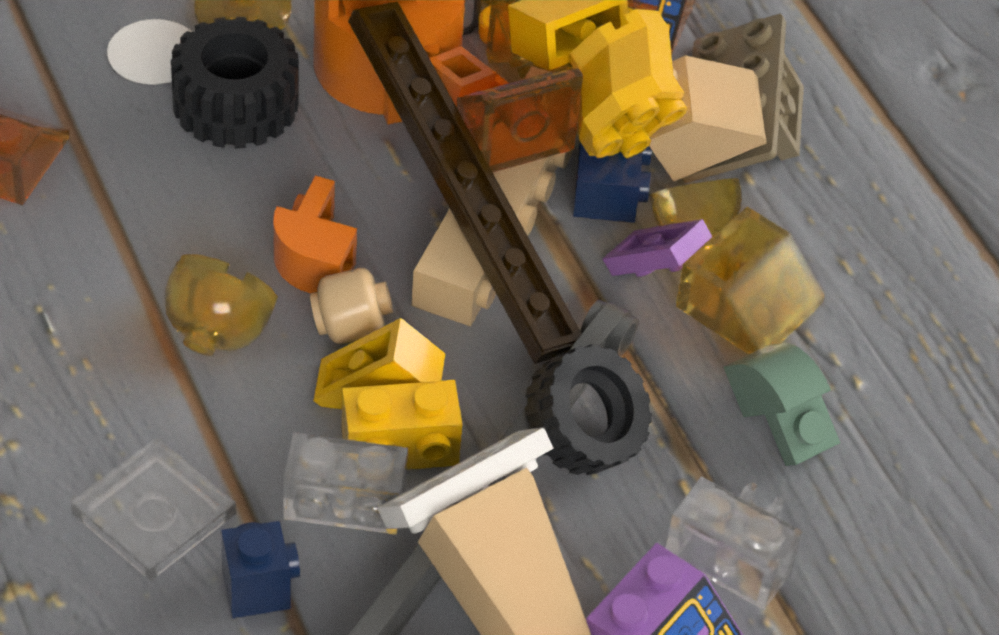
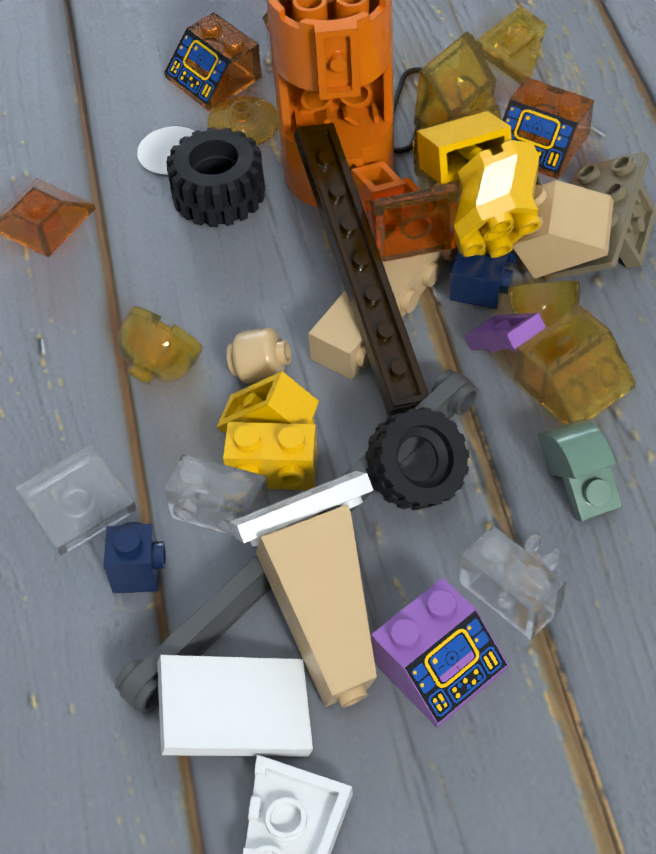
camera: 20 degrees right, 5 degrees up
(309, 241) = (242, 300): orange brick -> none

